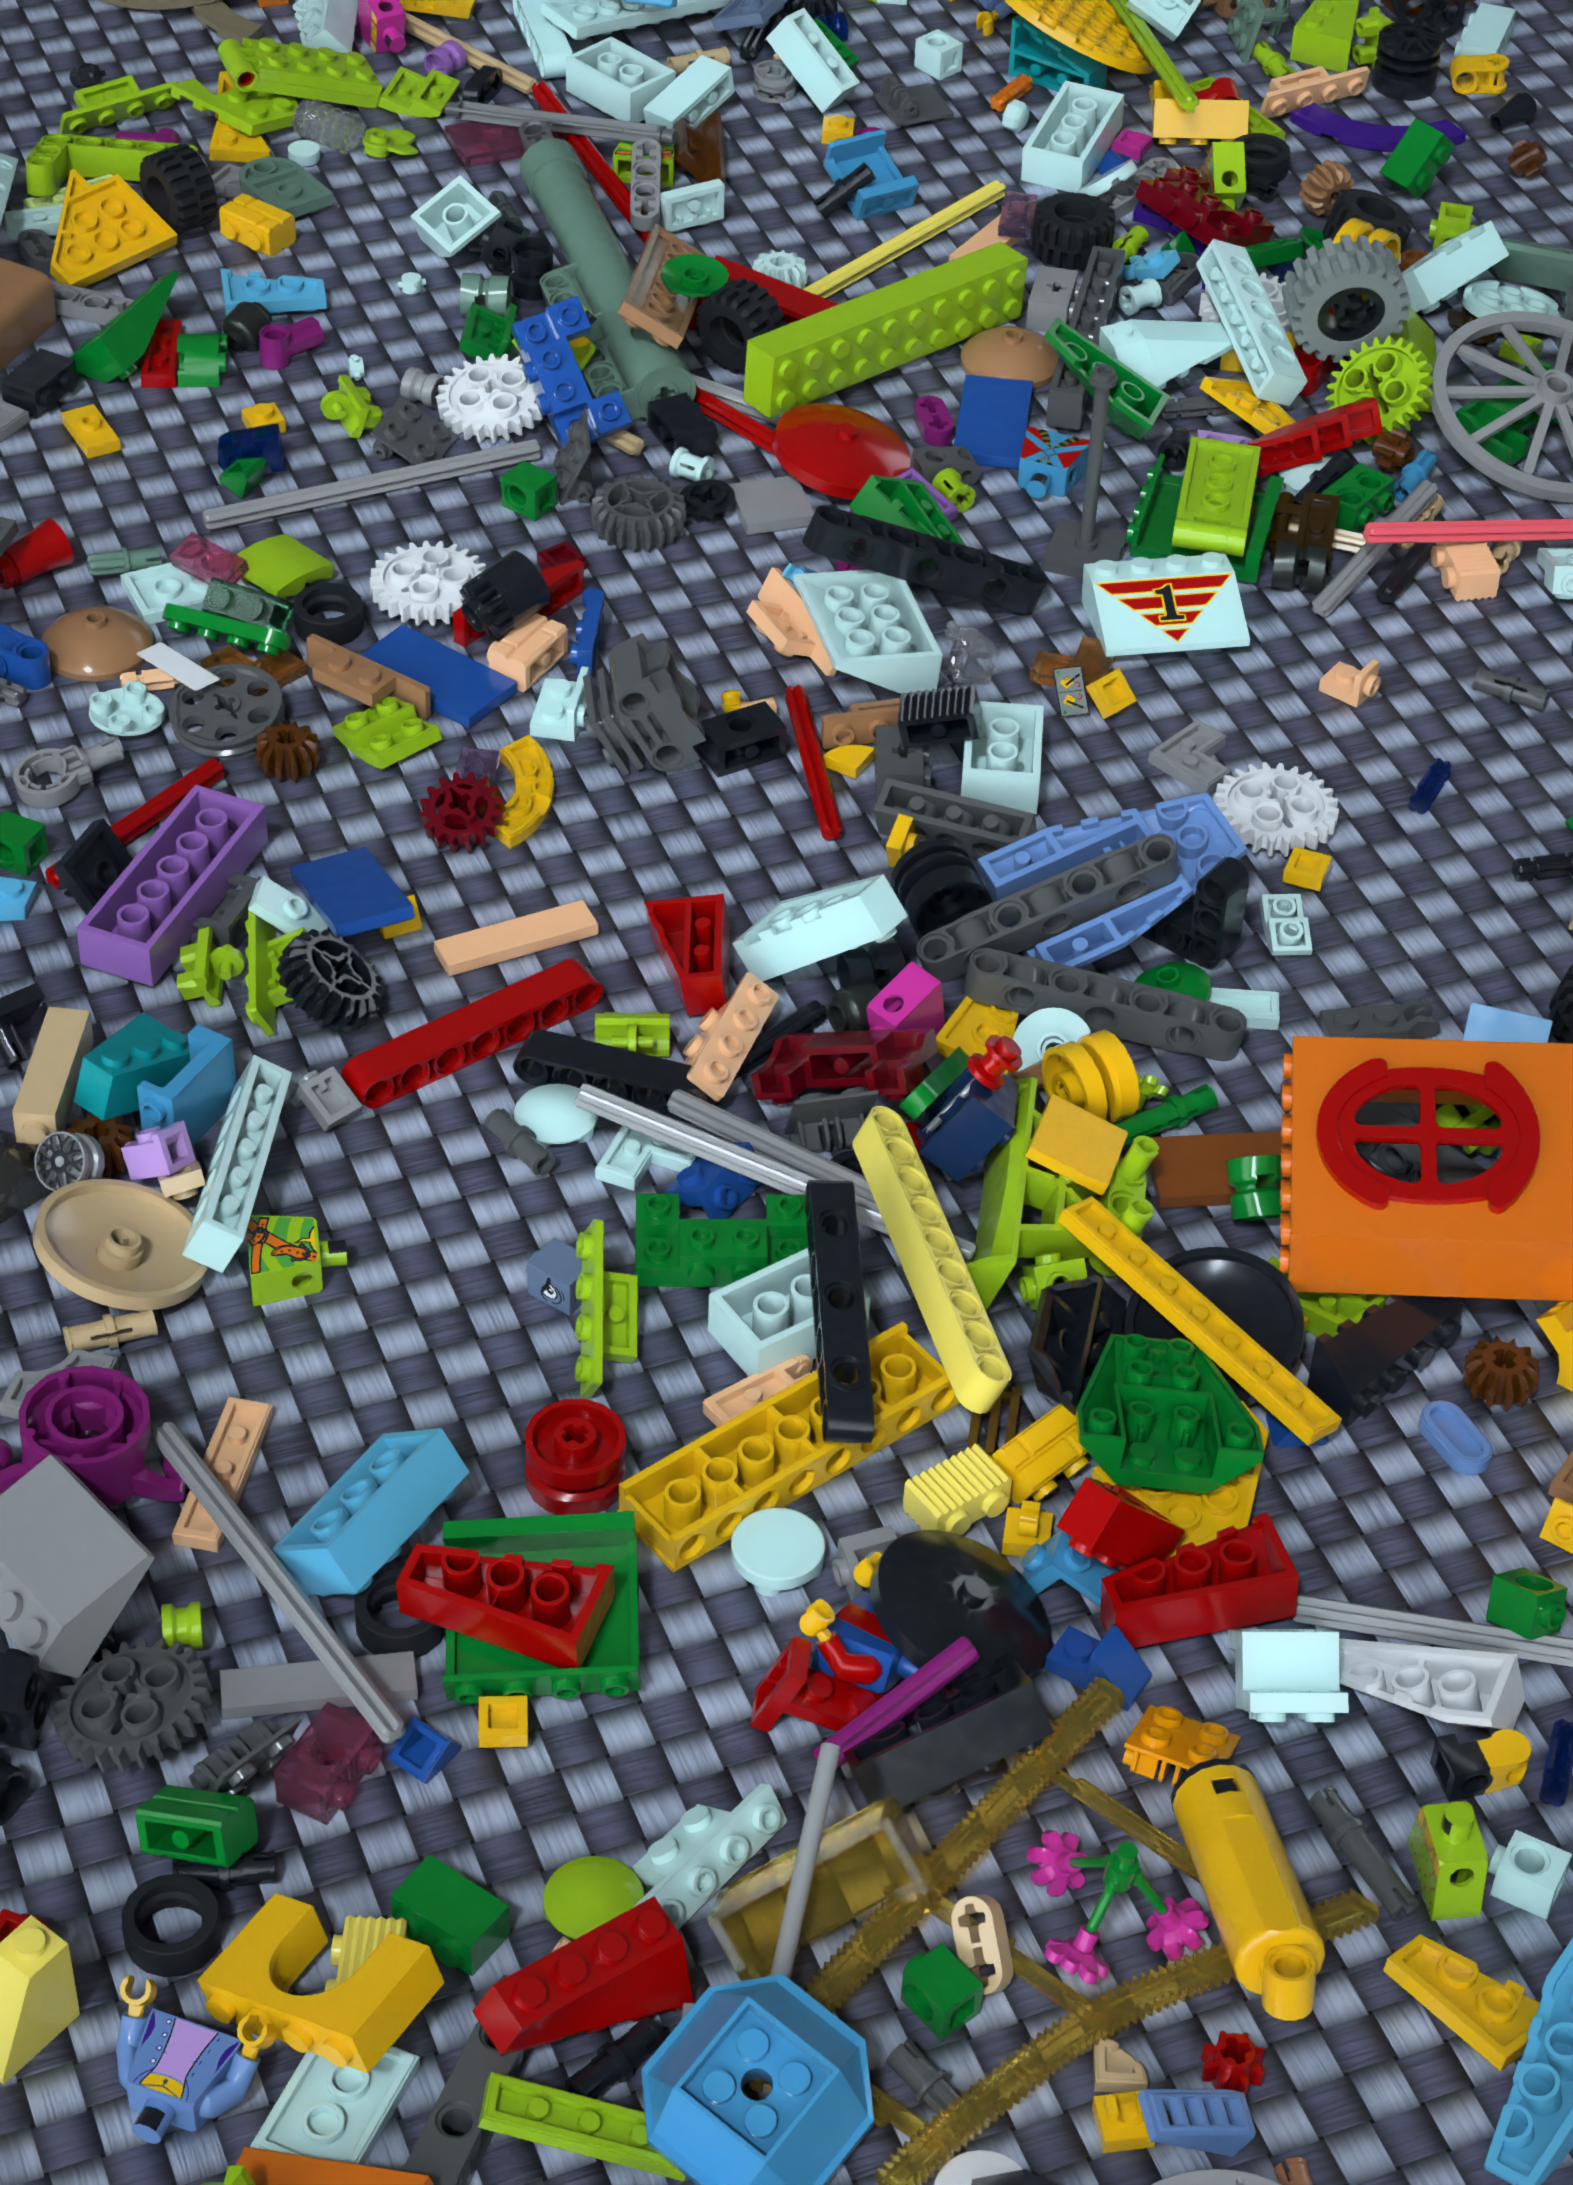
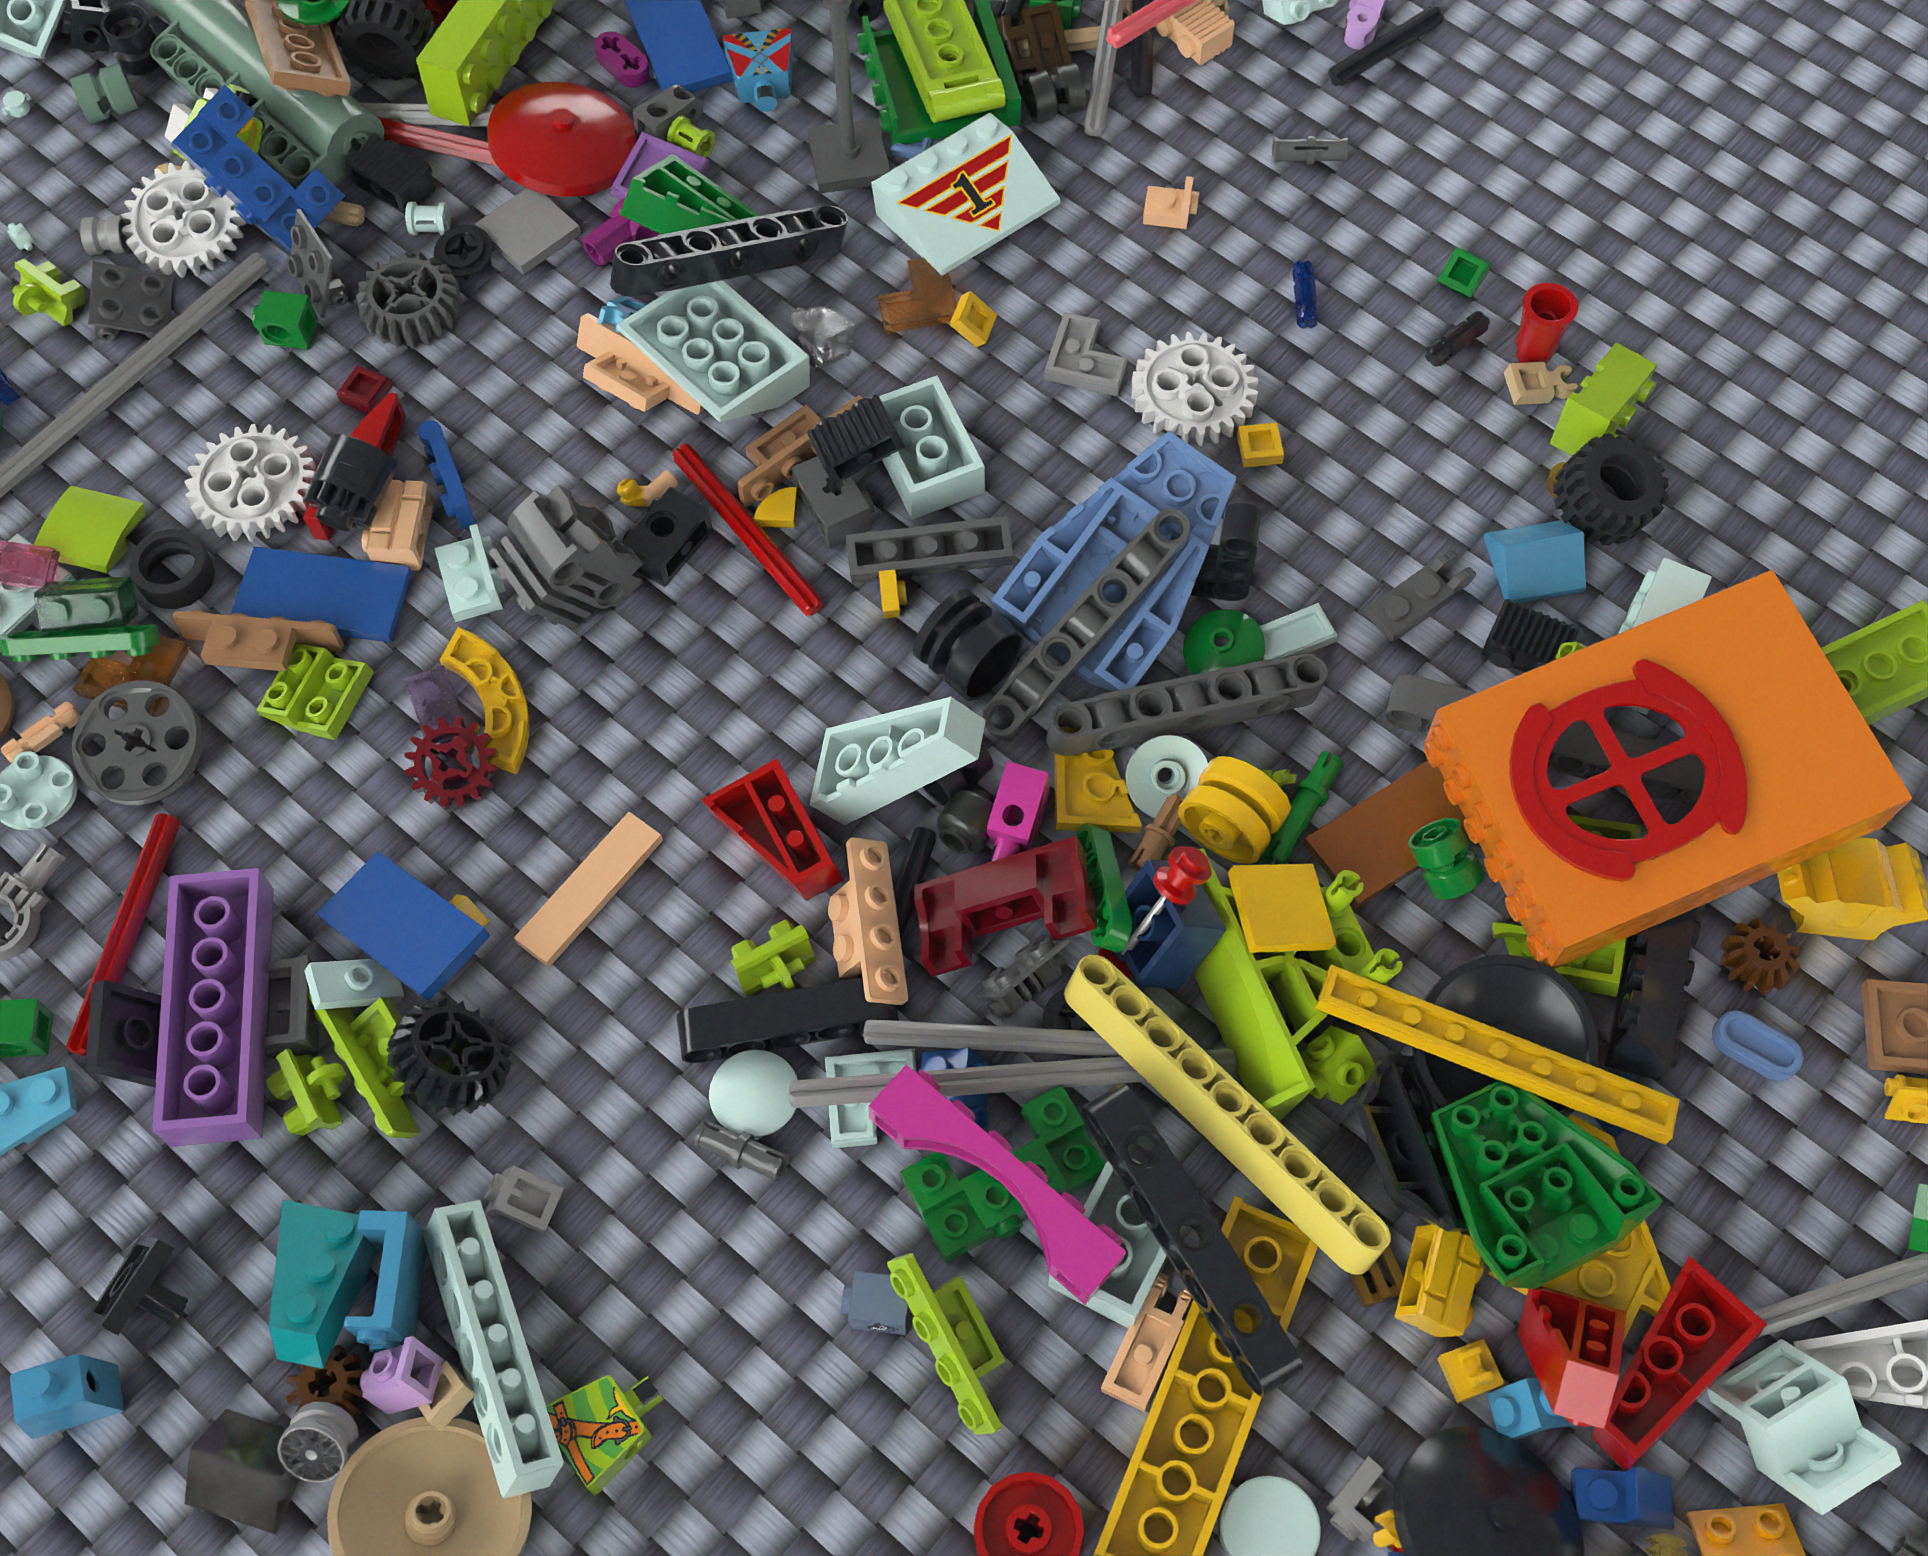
camera: 25 degrees left, 20 degrees up
(52, 1075) = (238, 1340): tan brick -> none
(178, 666) = (57, 714): white sticker -> none
(287, 751) = (231, 768): reddish brown gear -> none
(471, 1033) = (617, 1040): red beam -> none
(487, 332) = (132, 137): green bracket -> none
(673, 1145) = (923, 1119): none -> dark pink arch
(957, 1492) = (1392, 1368): light yellow brick -> none
(1071, 691) = (933, 331): light grey sticker -> none
(1285, 924) = (1281, 526): light aqua slope -> none

